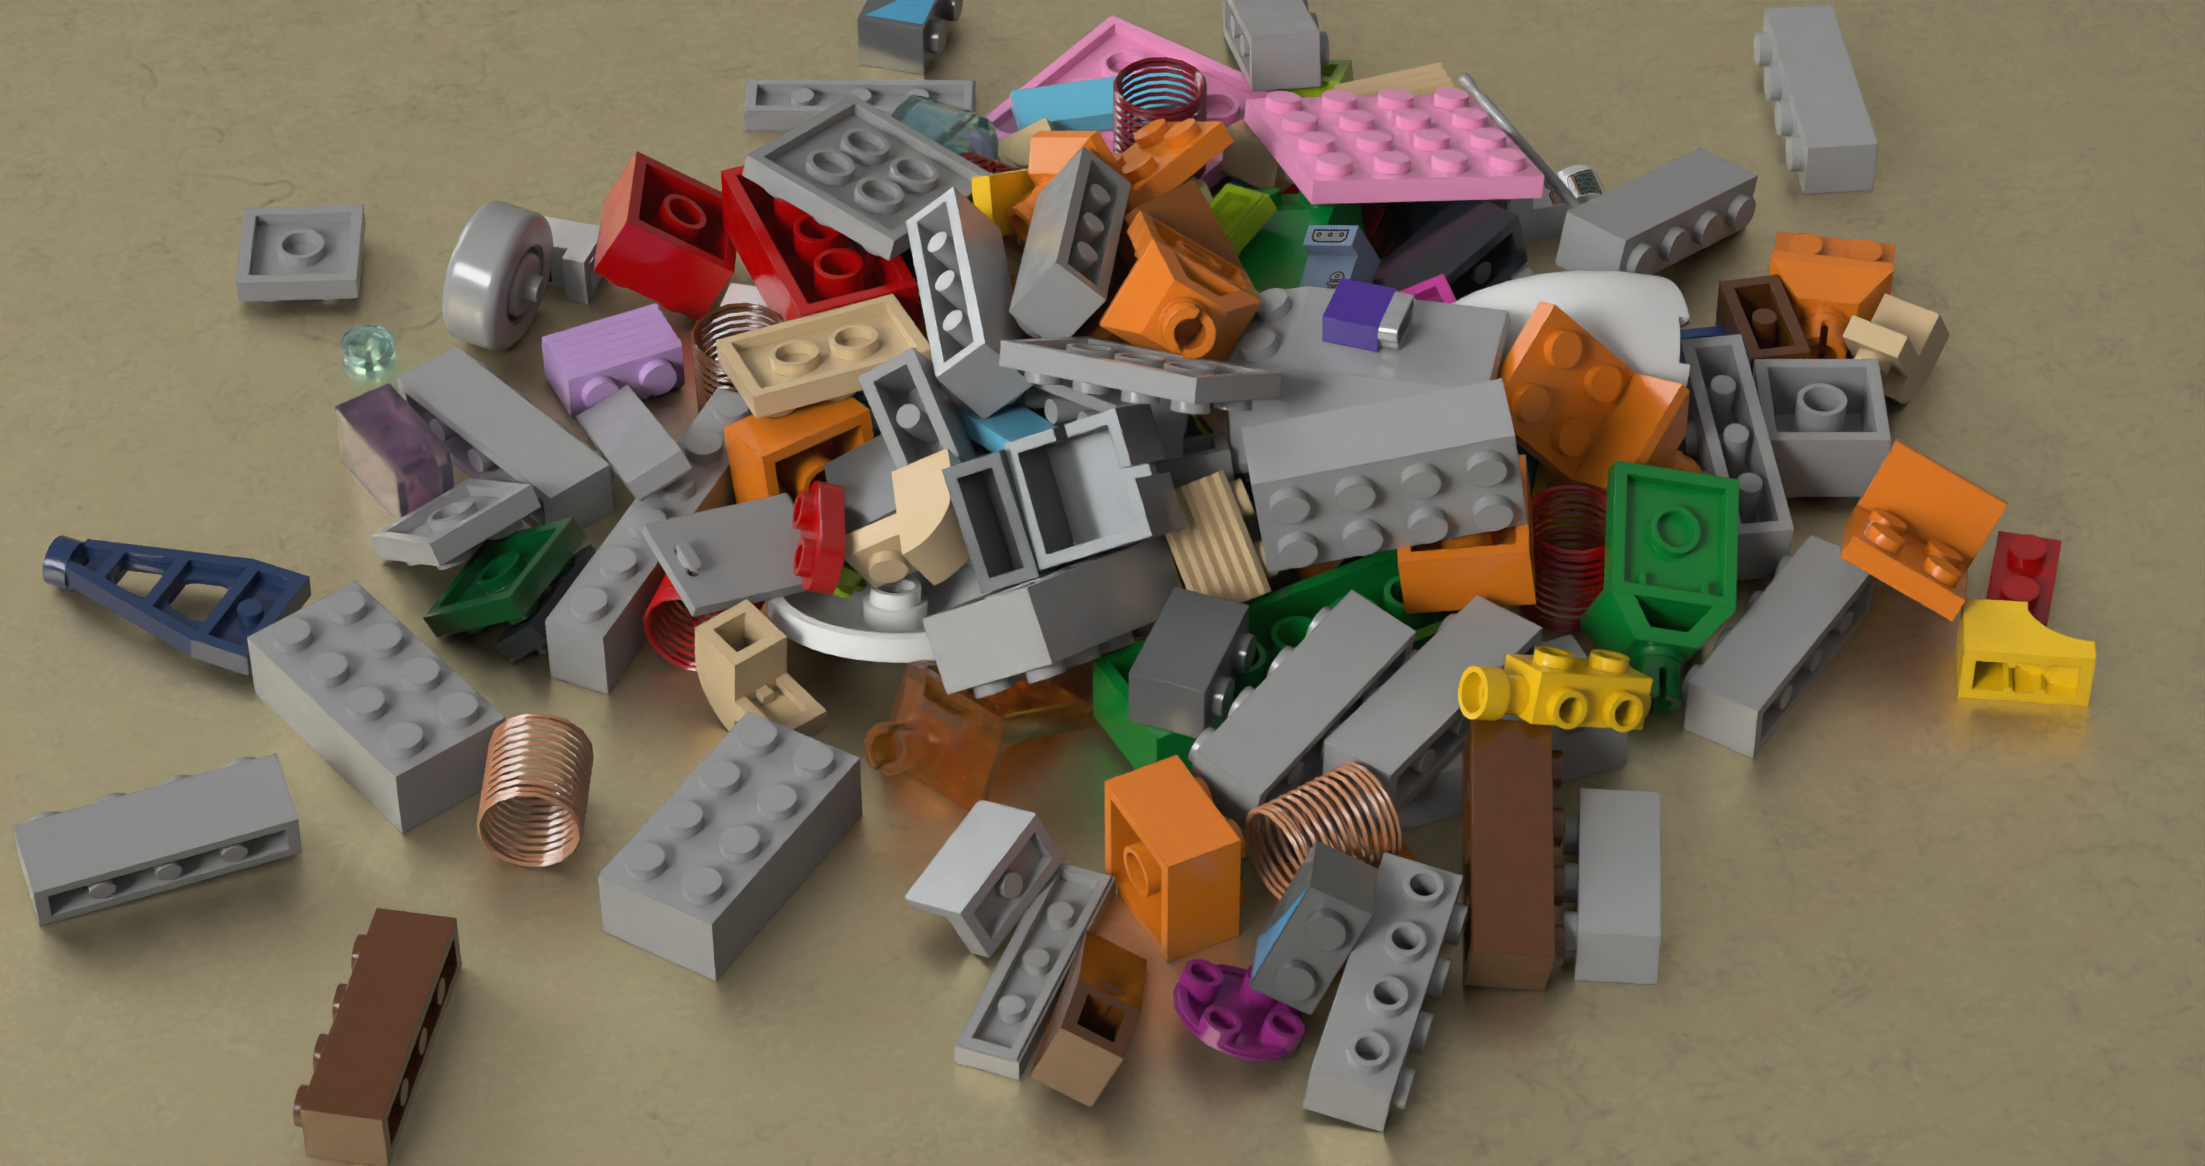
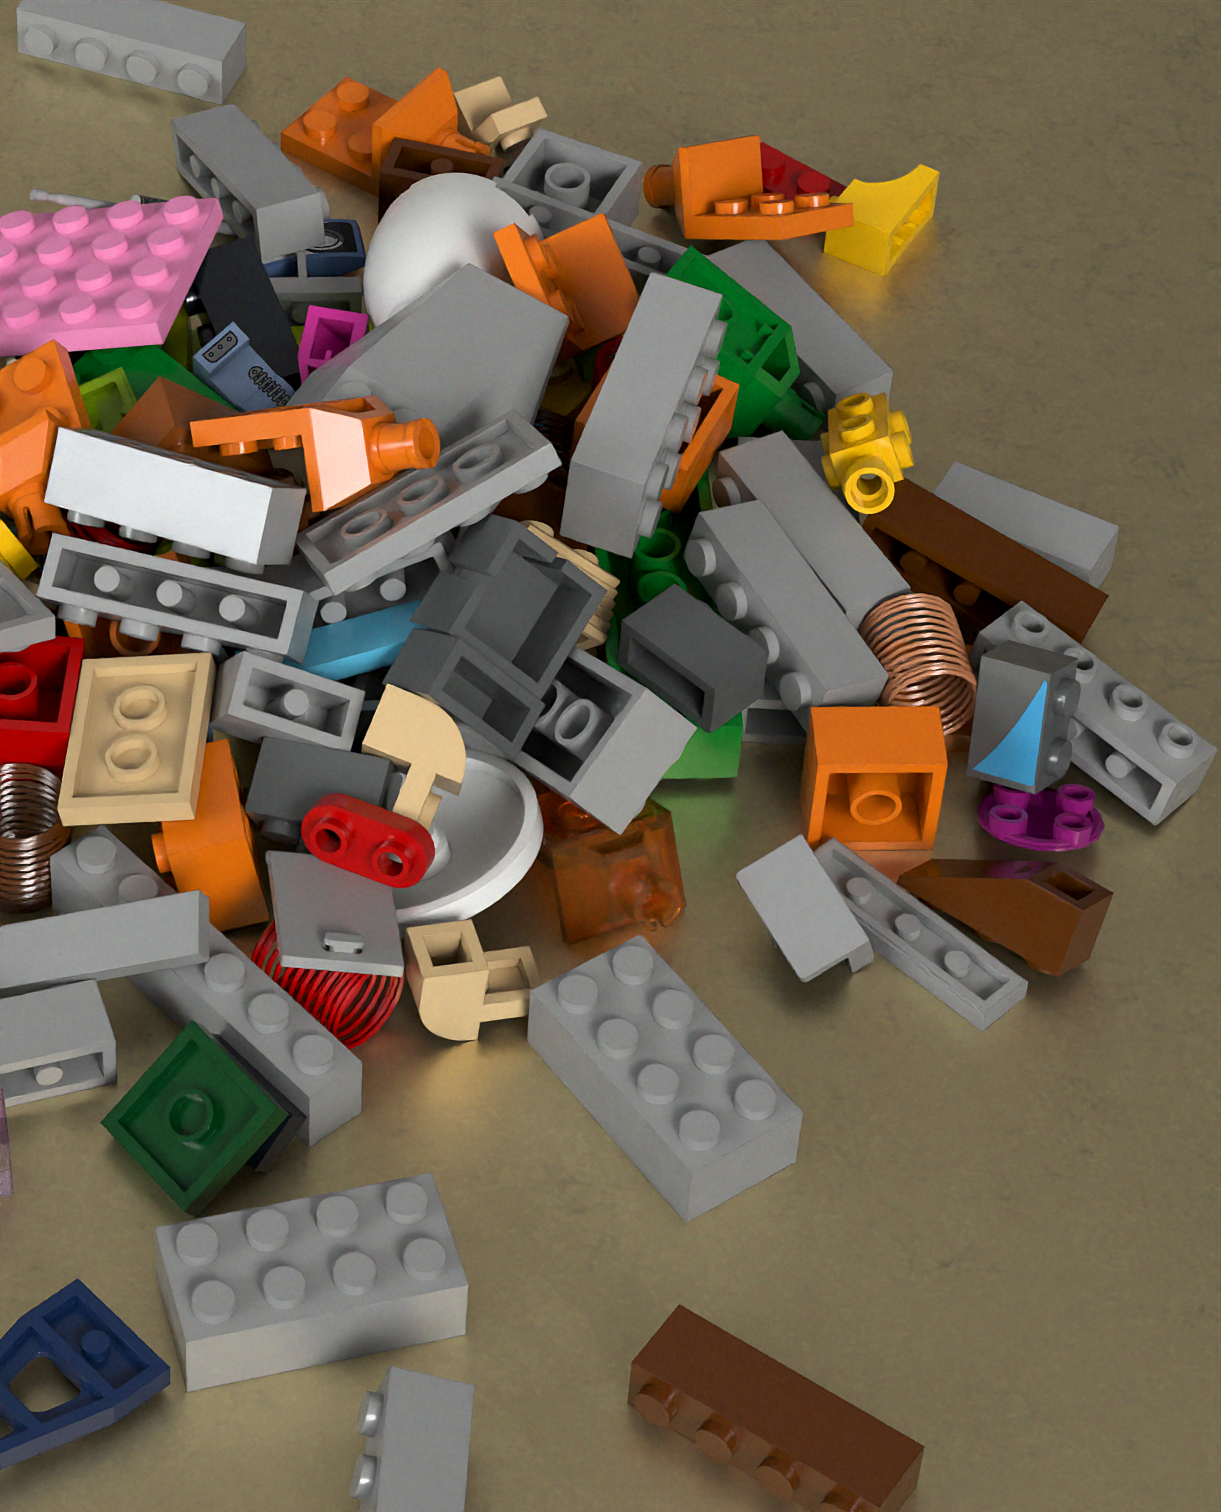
camera: 70 degrees left, 5 degrees up
(455, 522) = (82, 1132): light grey plate -> none
(572, 803) = (548, 1206): nougat piece -> none
(1367, 316) = (433, 341): dark purple piece -> none

